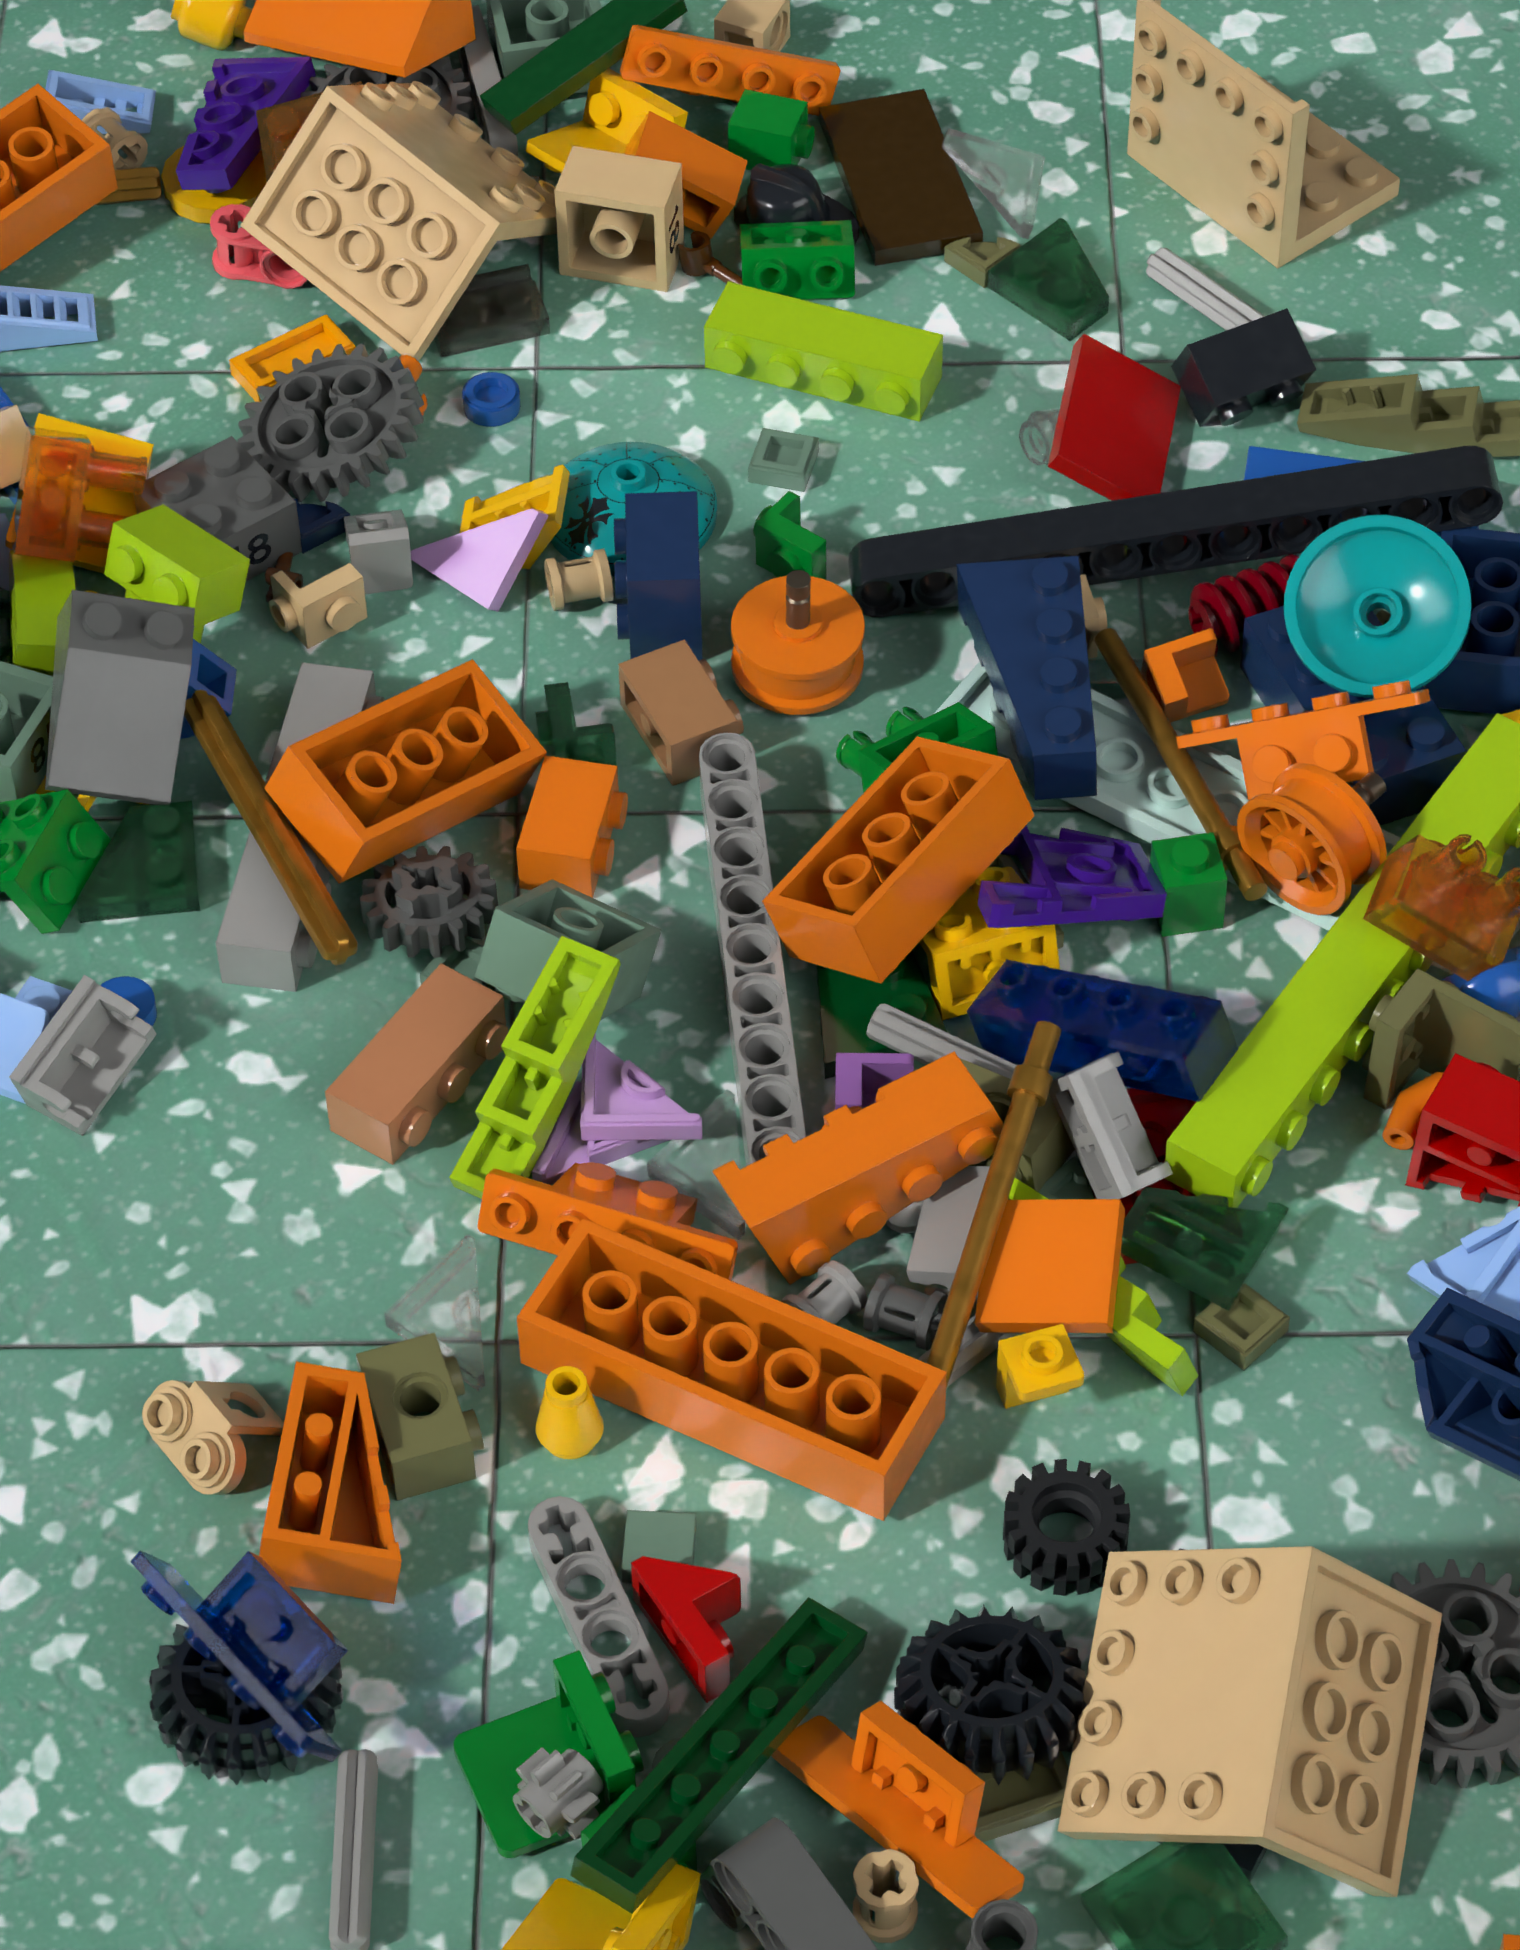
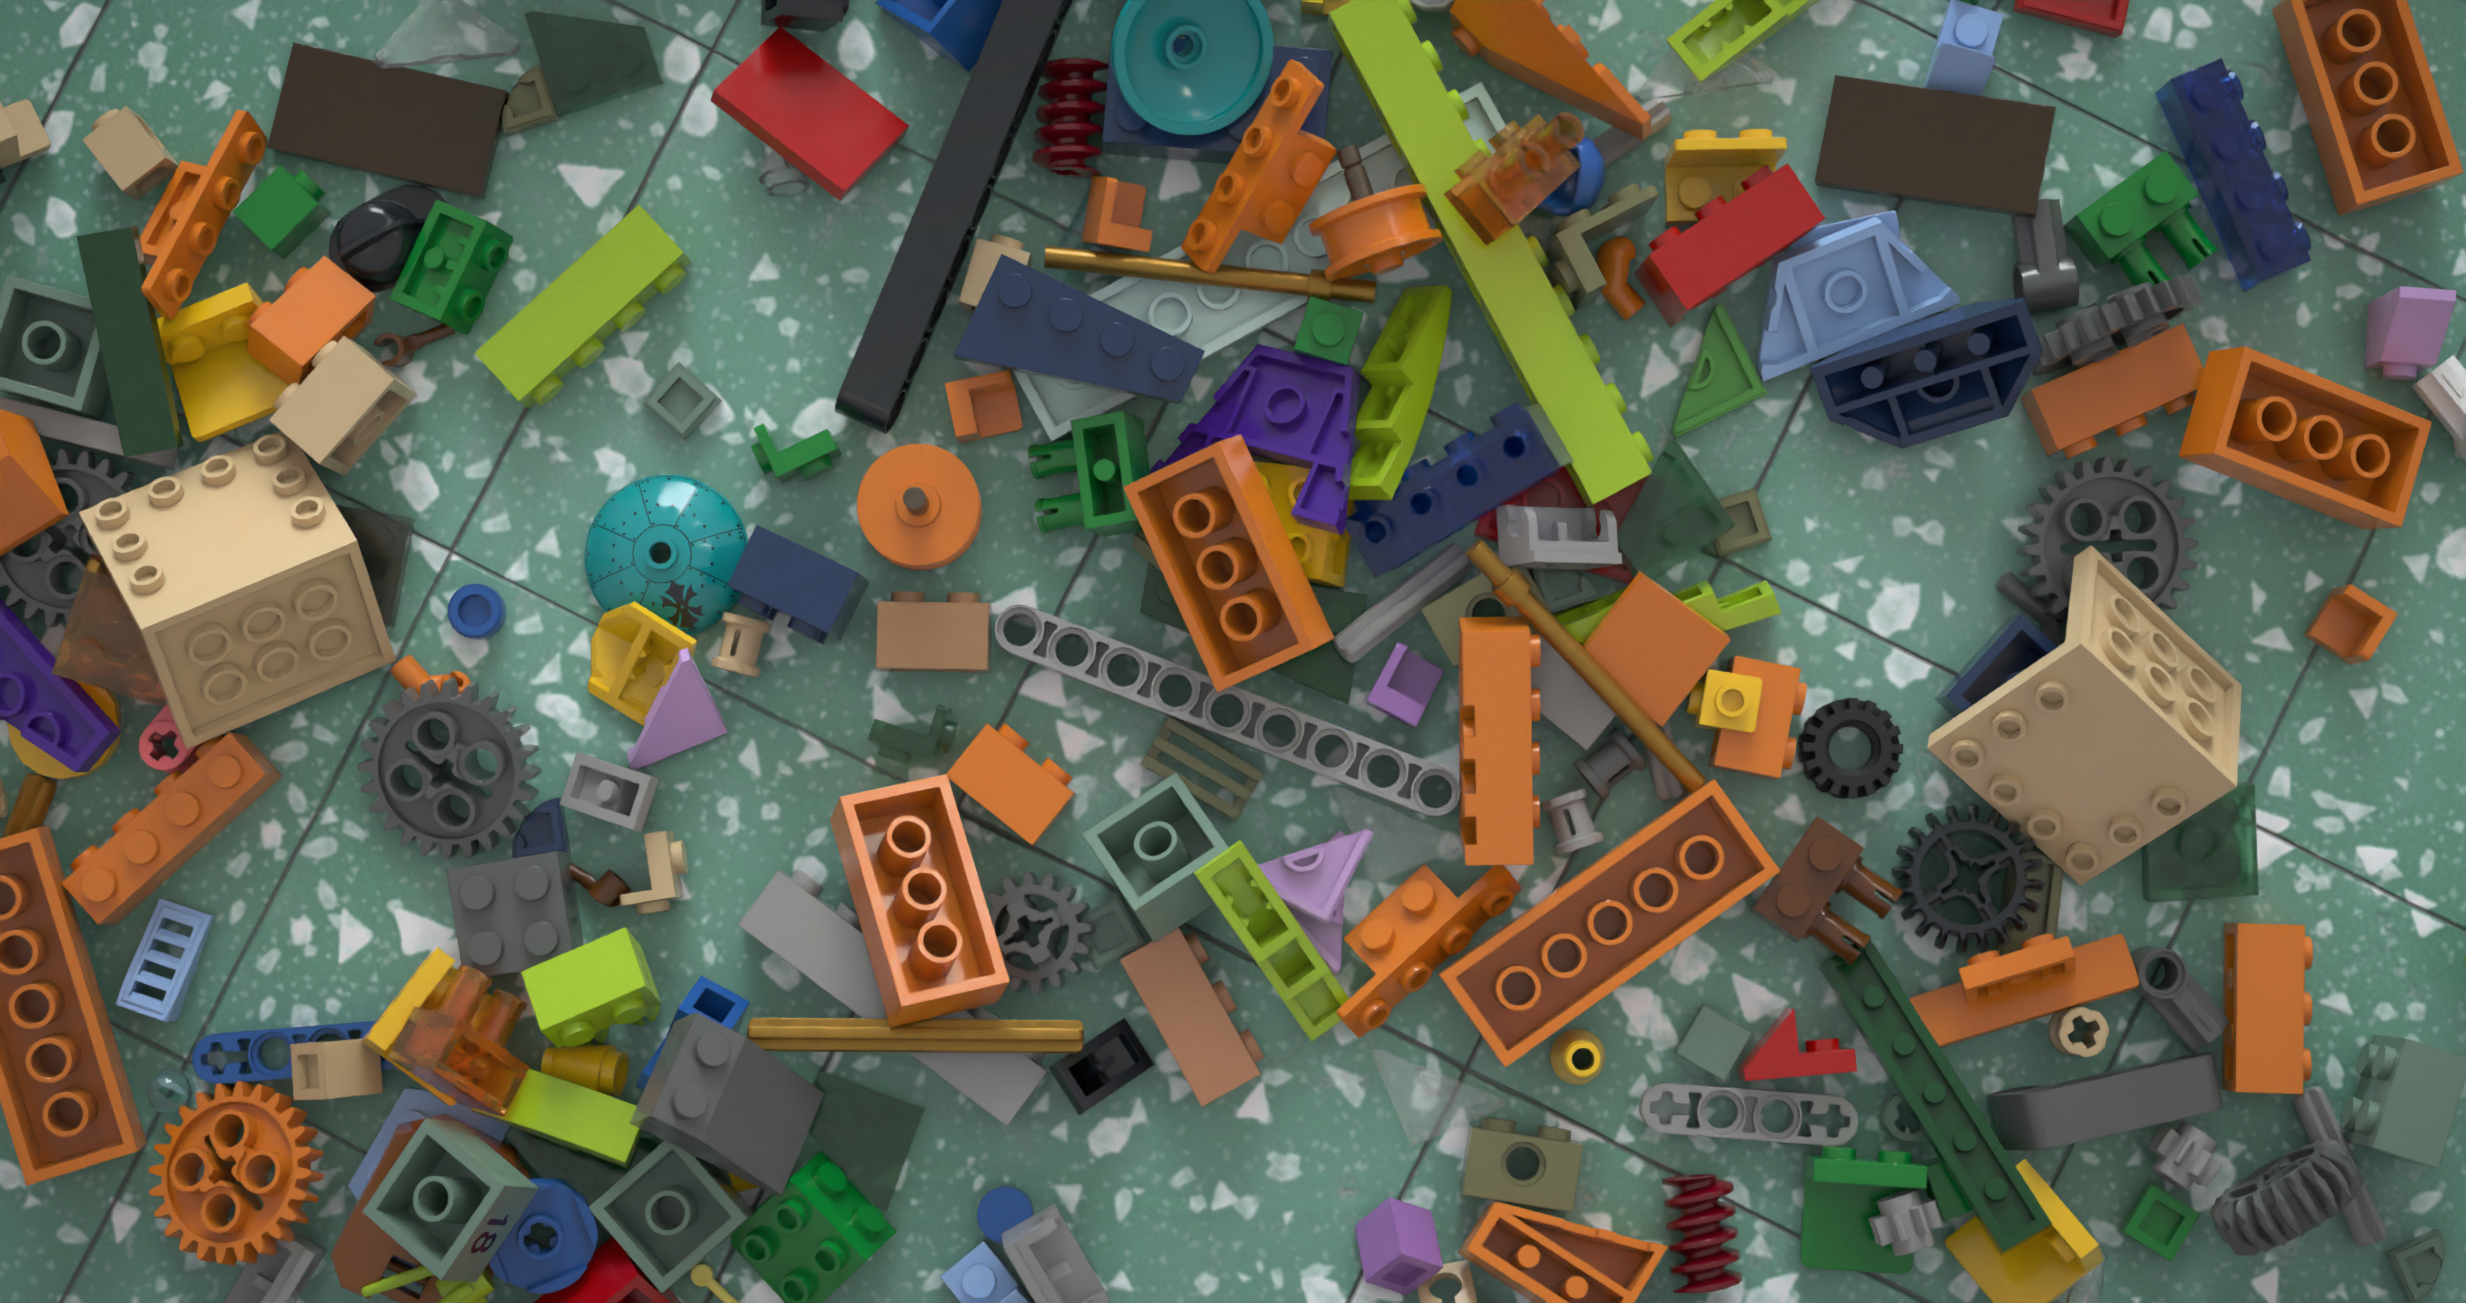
camera: 60 degrees left, 35 degrees up
(162, 267) = (171, 828): none -> orange brick
(256, 366) = (332, 757): light orange tile -> none
(266, 1343) = (1398, 1246): none -> medium lavender panel
(314, 1007) = (1102, 1066): none -> black slope
(435, 1609) = (1703, 1233): none -> dark red piece
(684, 941) = (1243, 792): none -> olive tile
(890, 1543) = (1814, 870): none -> reddish brown brick
(927, 658) = (984, 406): none -> orange panel
(1019, 1434) = (1768, 746): none -> orange brick
(1184, 953) = (1402, 381): none -> lime slope
(1380, 1242) = (1720, 377): none -> bright green tile

